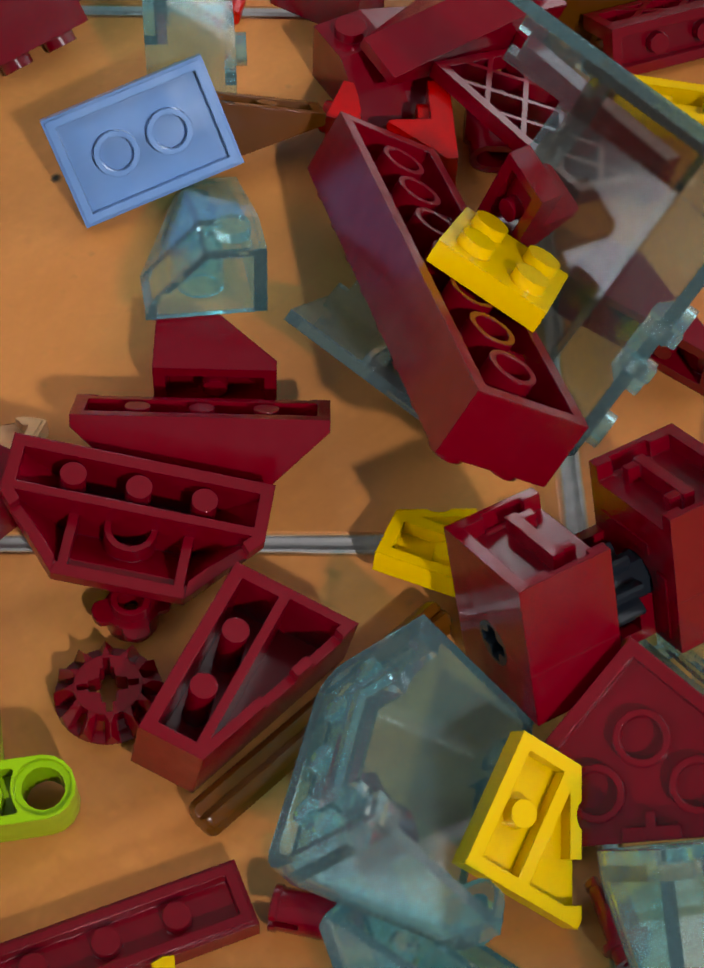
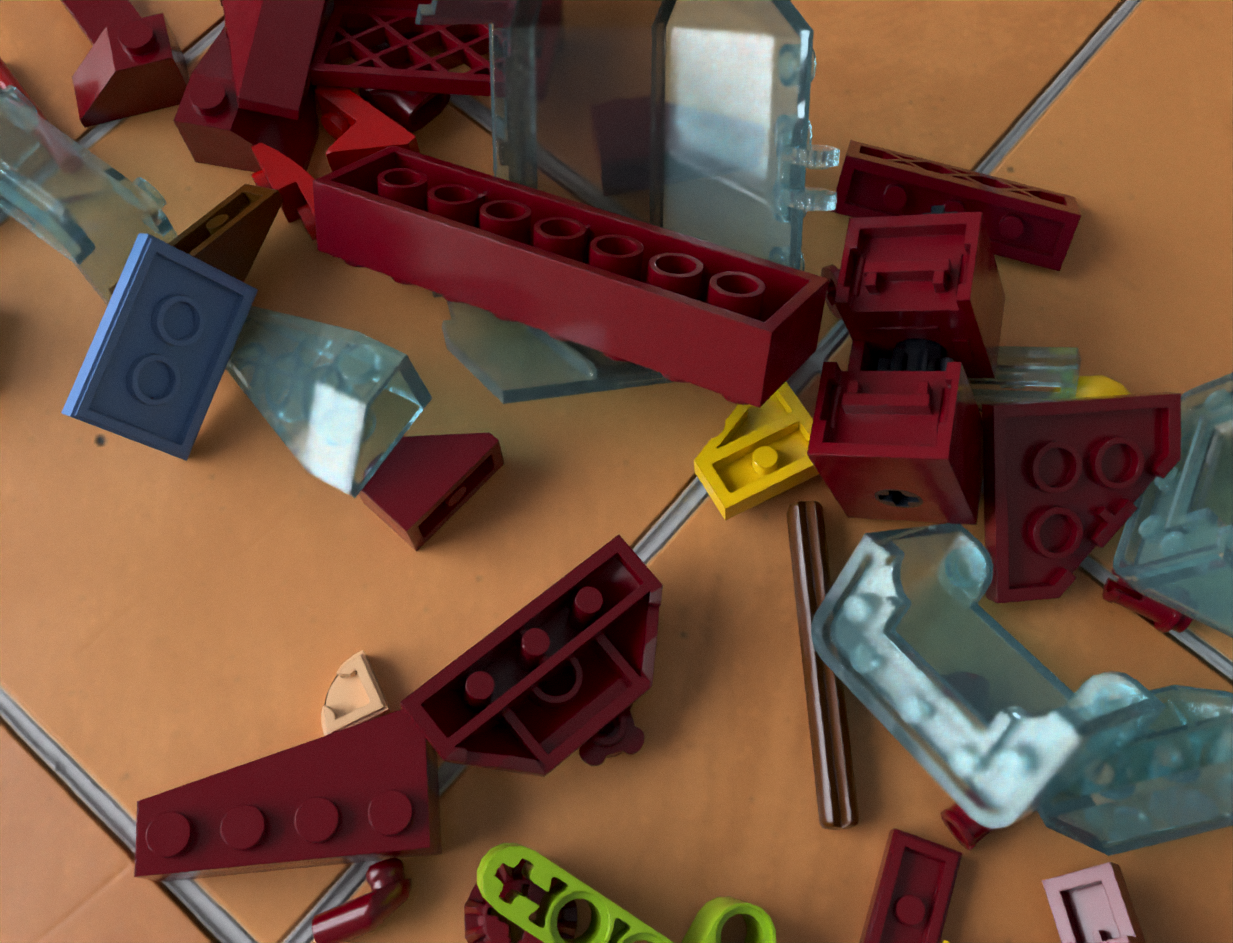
camera: 45 degrees left, 15 degrees up
(82, 707) = (675, 839): dark red gear -> none
(214, 435) = (503, 543): dark red wedge -> none
(237, 675) = (753, 704): dark red wedge -> none
(499, 267) = (599, 207): yellow plate -> none
(528, 197) = (550, 139): dark red slope -> none
(528, 829) = (1053, 604): yellow wing -> none

